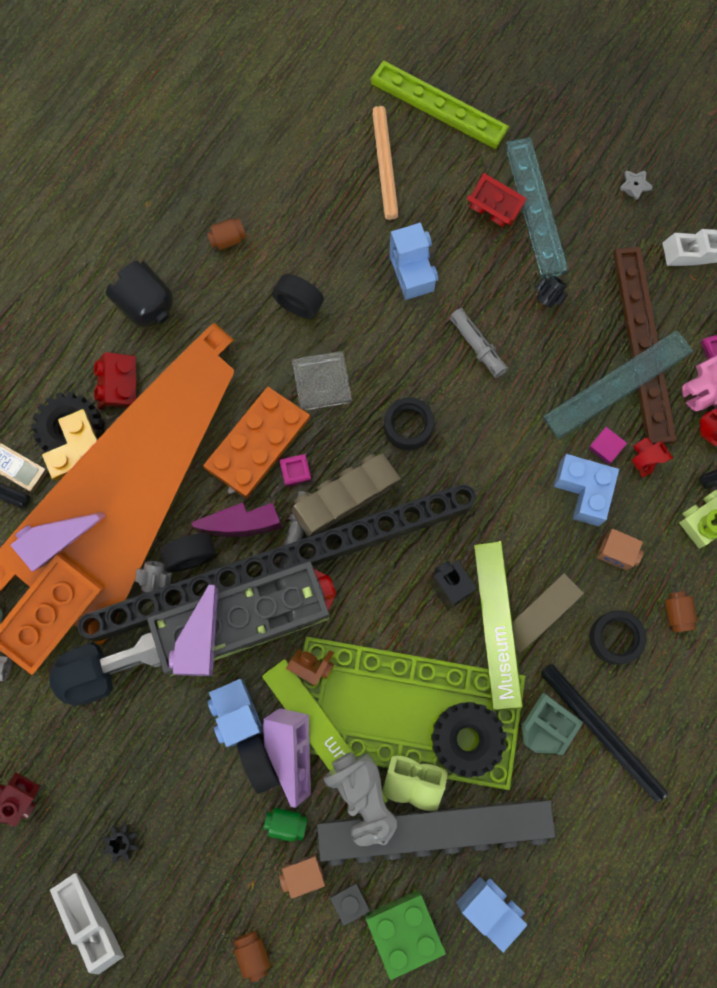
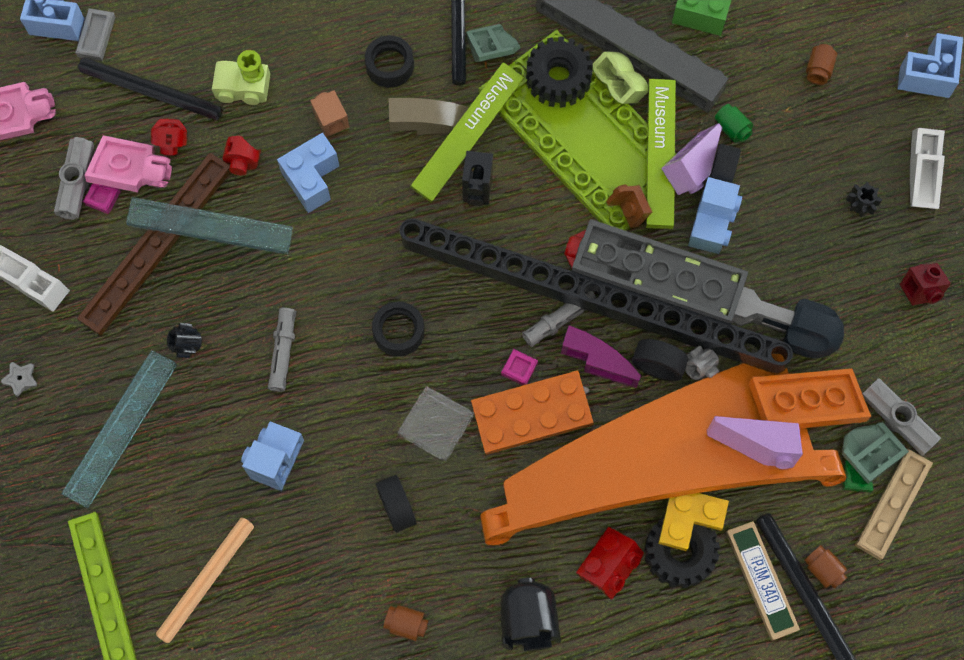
camera: 140 degrees left, 5 degrees down
(196, 642) = (705, 269): lavender slope -> none
(302, 876) = (747, 83): nougat brick -> none
(345, 495) = (496, 307): dark tan brick -> none
(350, 903) = (727, 47): dark grey plate -> none
(361, 789) = (663, 92): light grey animal -> none
(497, 200) = (150, 457): red bracket -> none
(607, 445) = (261, 193): dark pink tile -> none
(681, 612) = (328, 42): dark orange brick -> none

